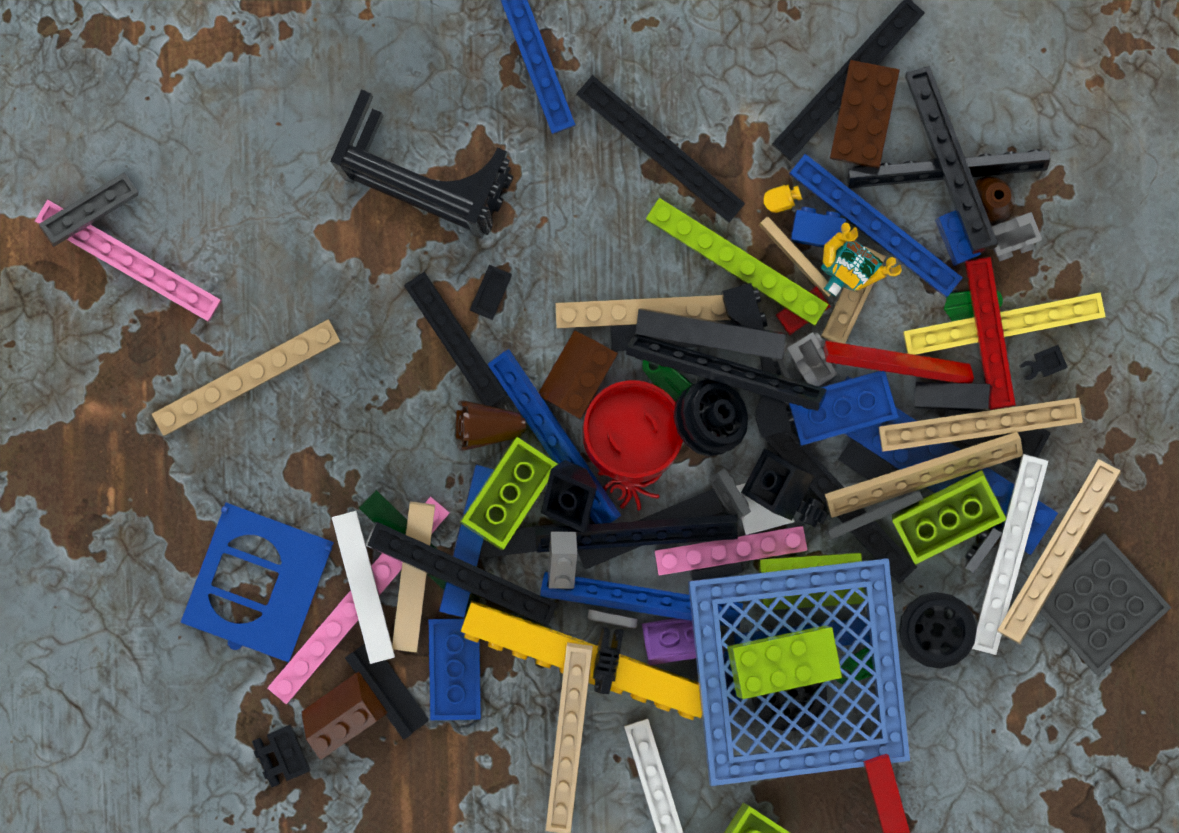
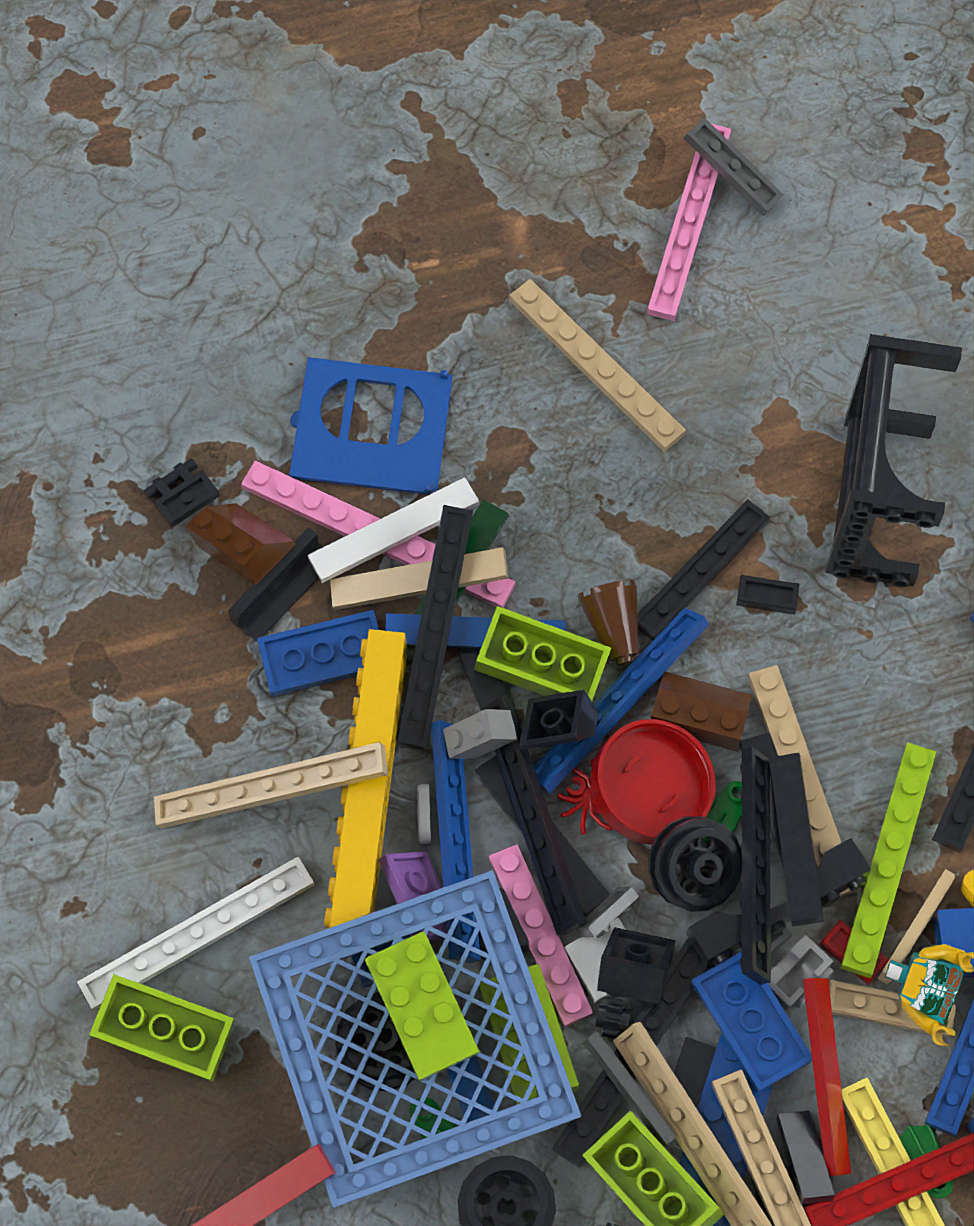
camera: 75 degrees right, 20 degrees down
(607, 660) = (373, 798): black hinge -> none

